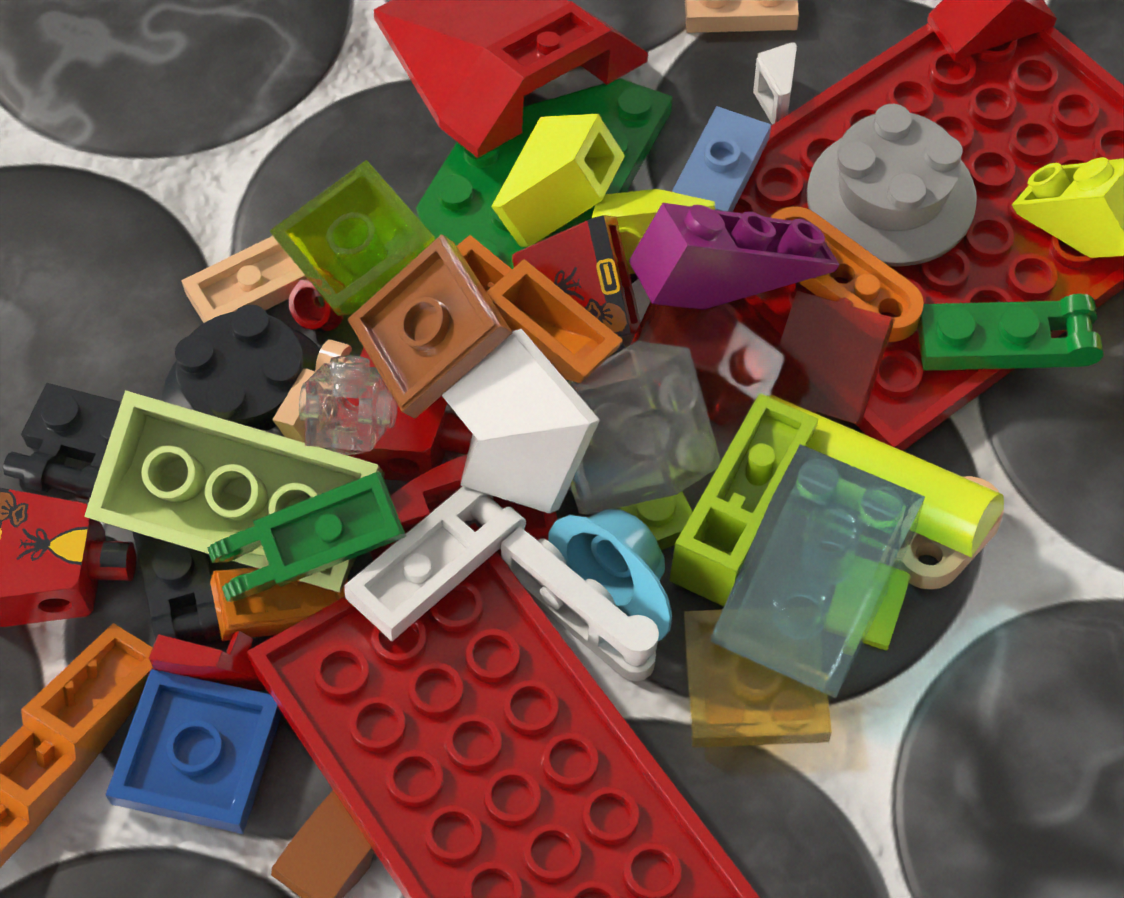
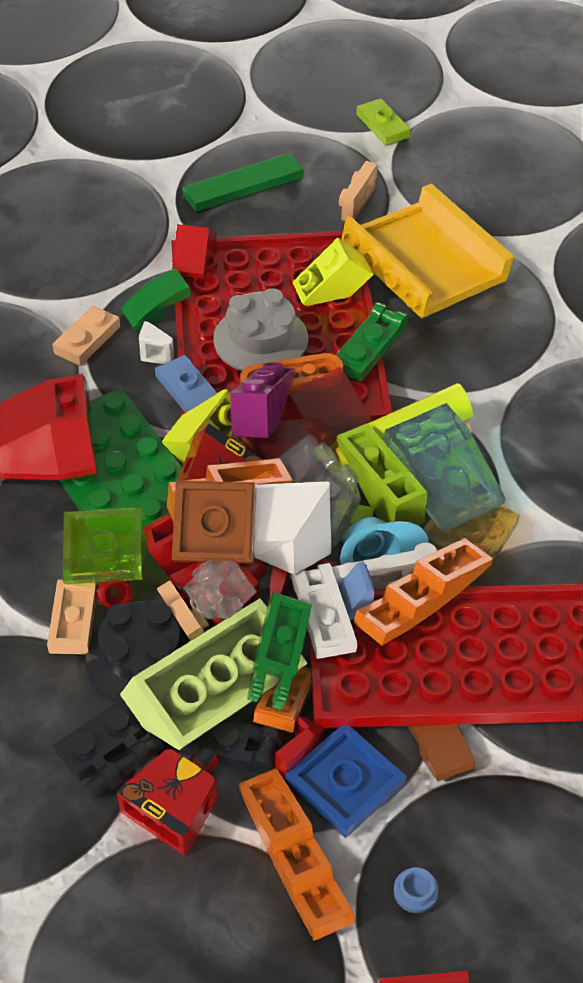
camera: 60 degrees left, 10 degrees down
(495, 588) = (357, 589): none -> medium blue slope
(557, 176) = (144, 441): neon yellow slope -> none
(568, 673) = (423, 592): none -> orange slope
(868, 29) = (153, 297): none -> green slope

